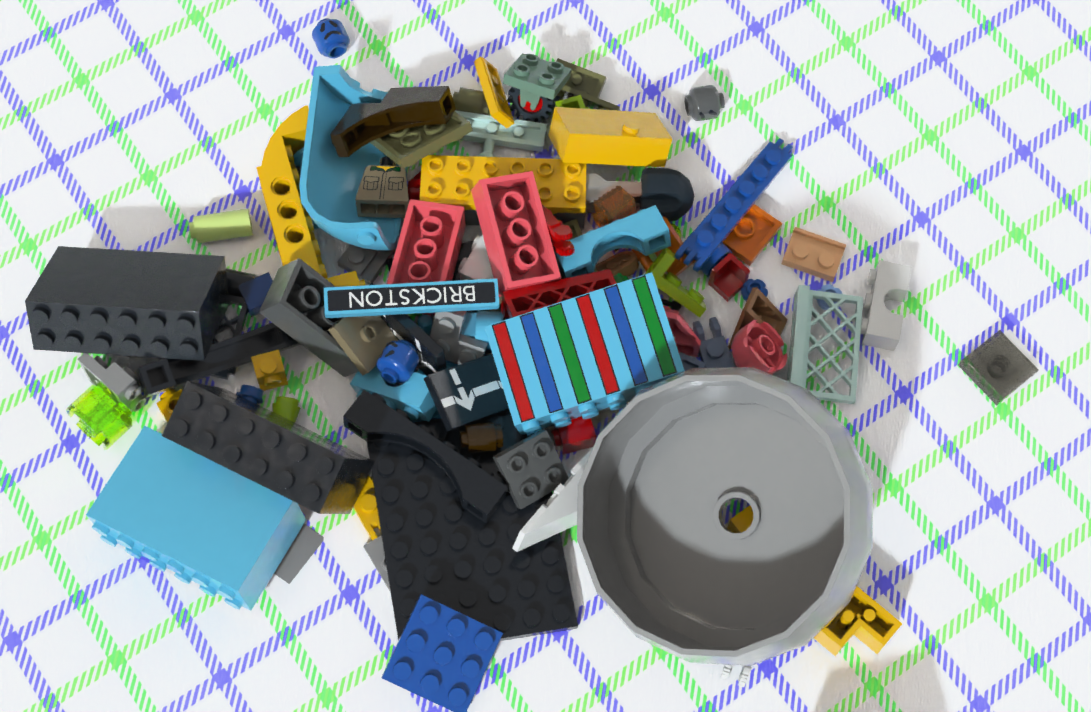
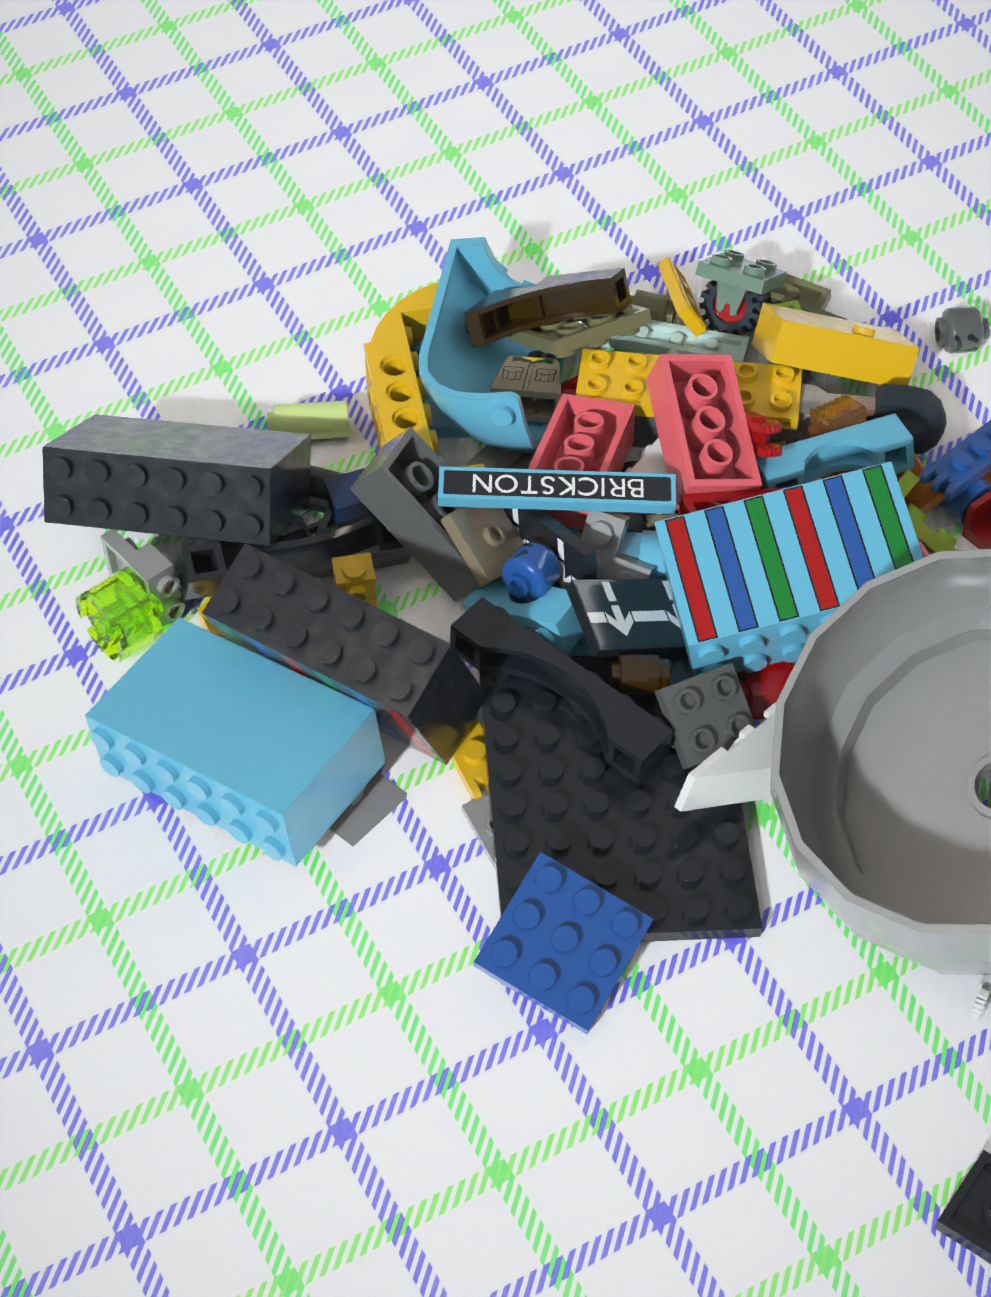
camera: 10 degrees right, 15 degrees down
(330, 38) = (473, 223): blue head -> none

